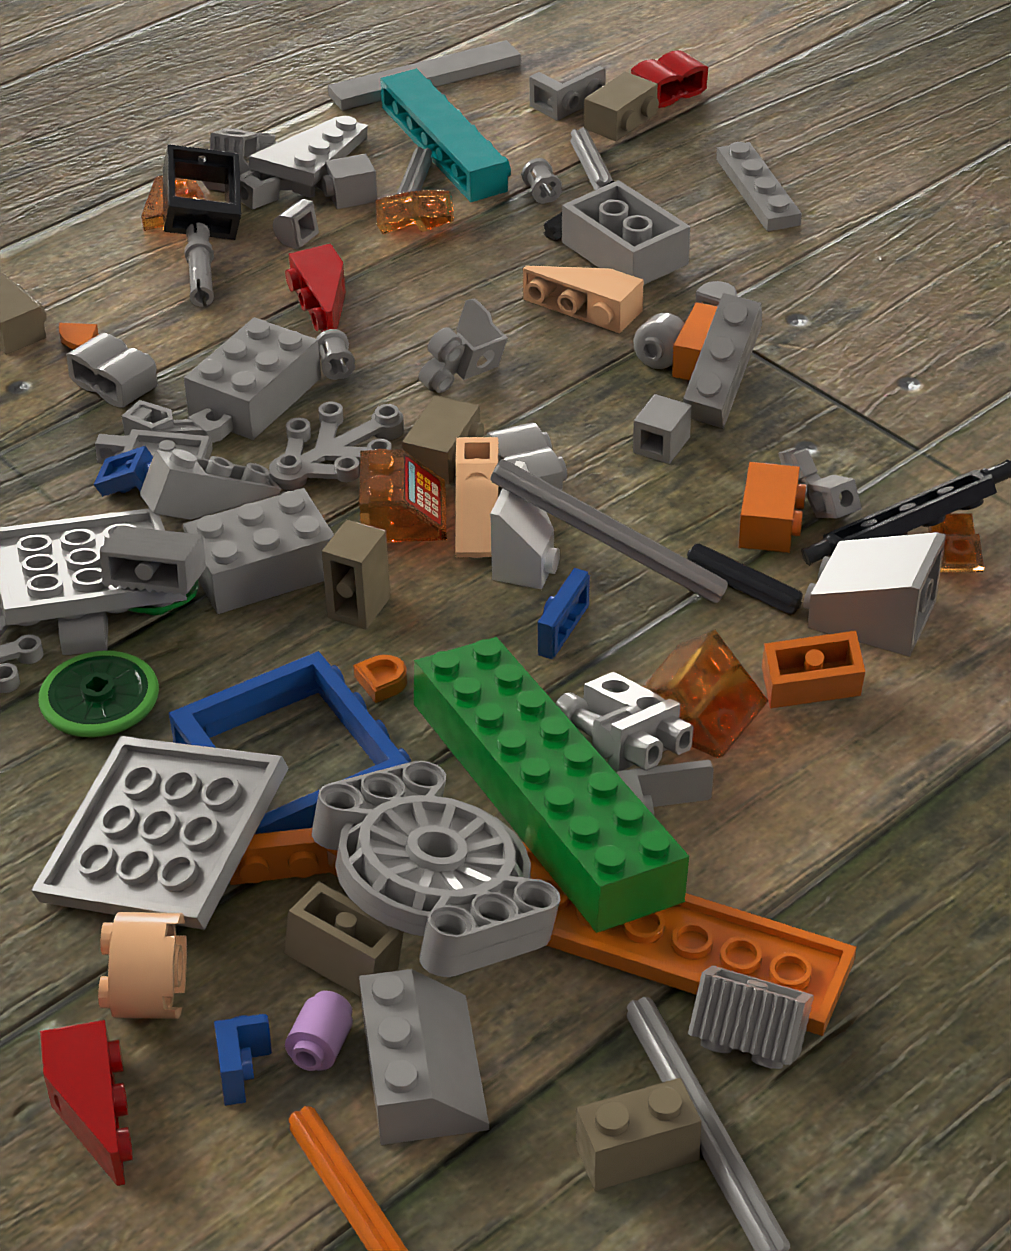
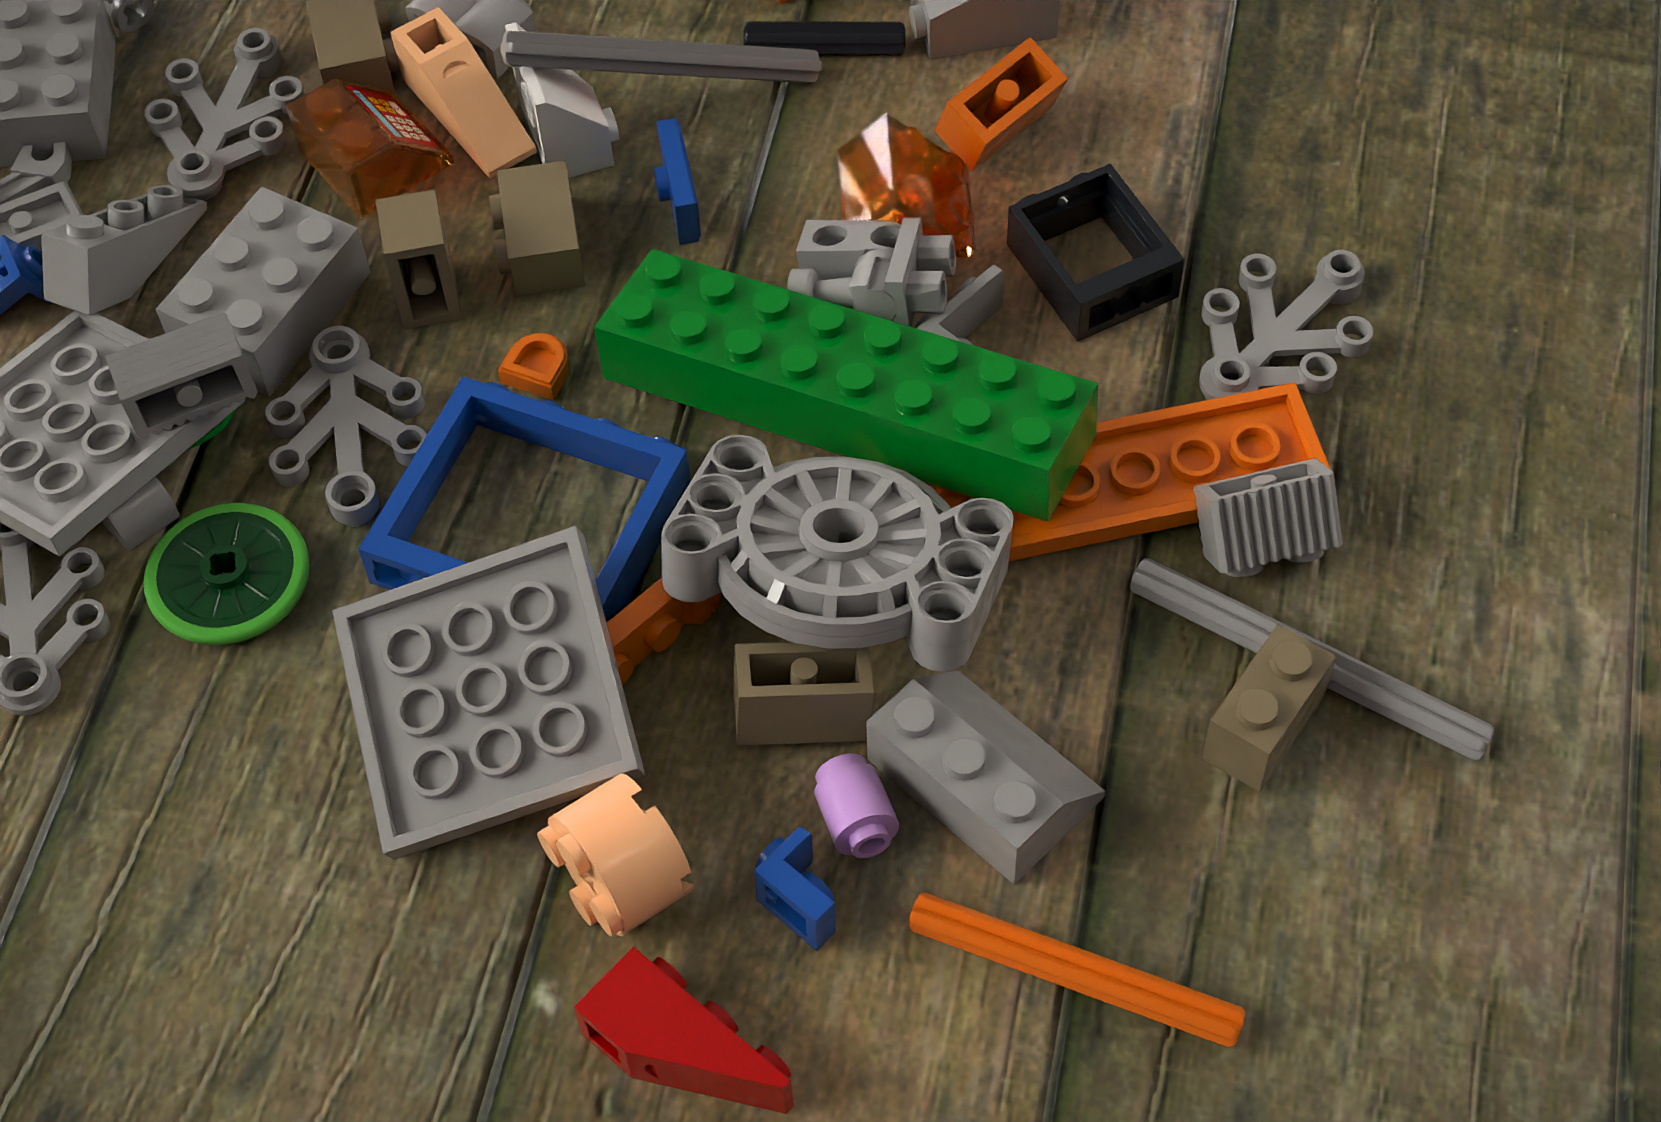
camera: 35 degrees left, 15 degrees up
(270, 610) = (344, 418): none -> light grey plant
(452, 597) = (538, 228): none -> dark tan brick
(789, 825) = (1112, 295): none -> black window
(959, 905) = (1336, 282): none -> light grey plant

